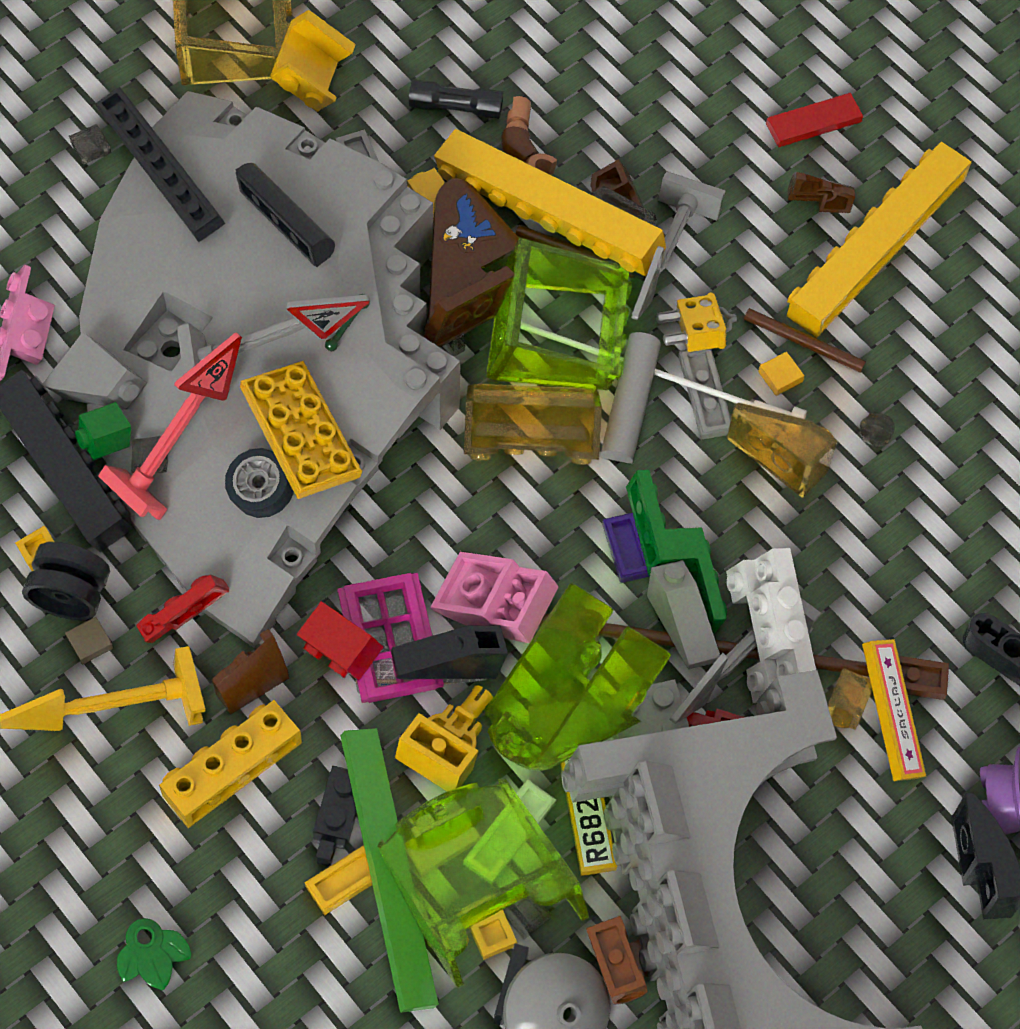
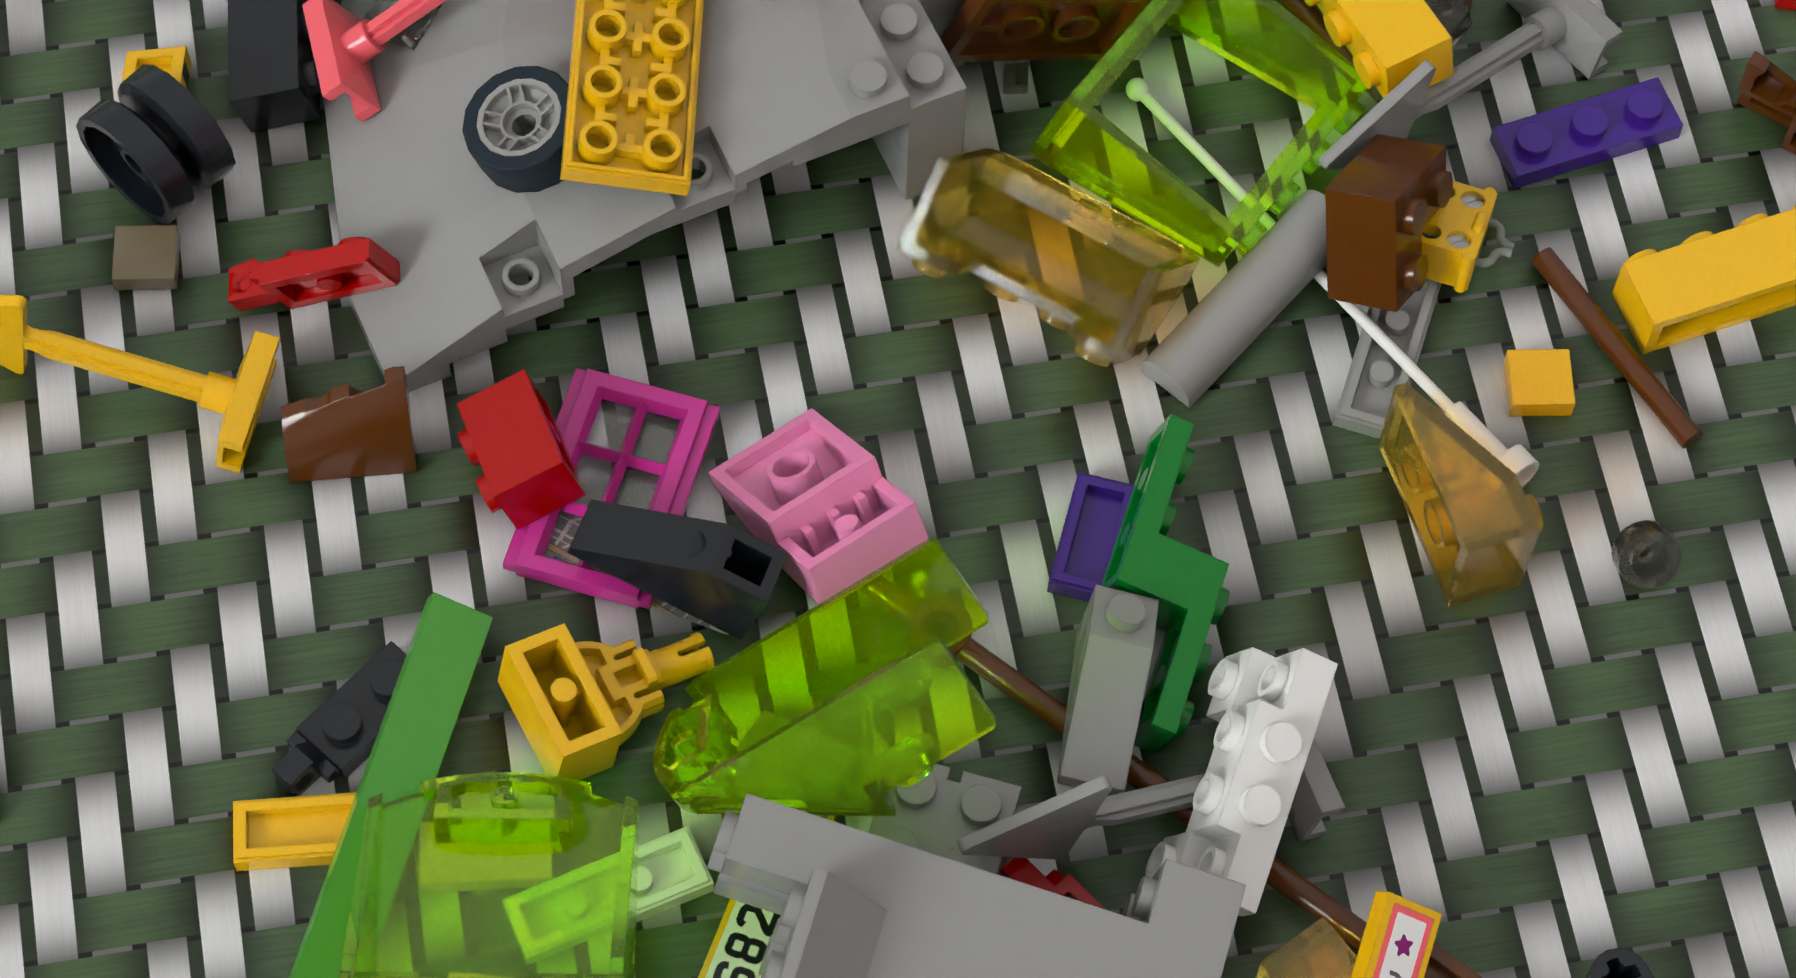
camera: 30 degrees right, 0 degrees up
(230, 763) = (234, 555): yellow brick -> none
(675, 331) = (1378, 220): none -> reddish brown brick
(731, 246) = (1586, 132): none -> dark purple plate

